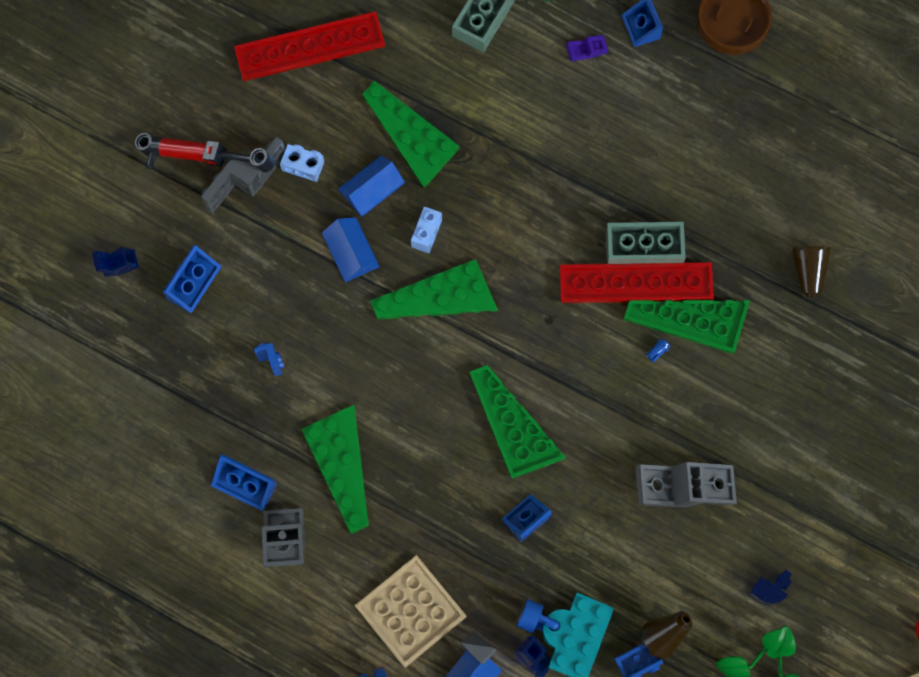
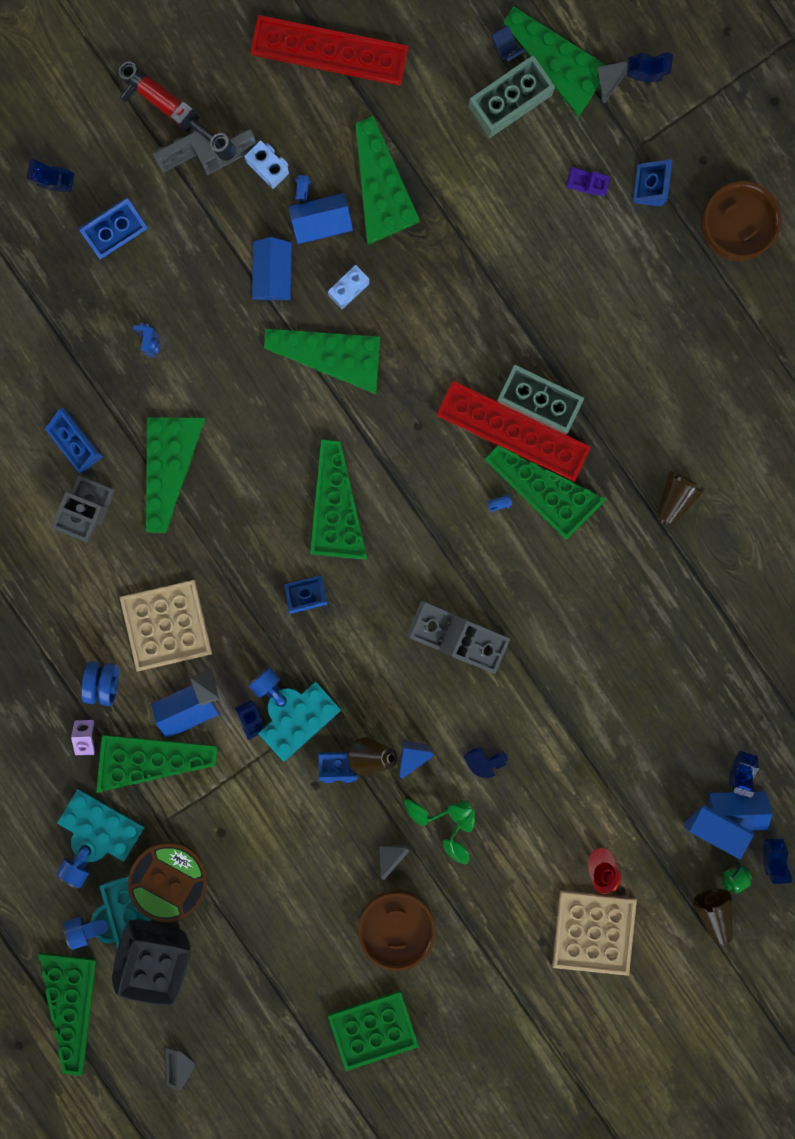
camera: 25 degrees right, 15 degrees up
(343, 169) = (302, 188): none -> blue pin
(702, 613) = (413, 756): none -> blue slope

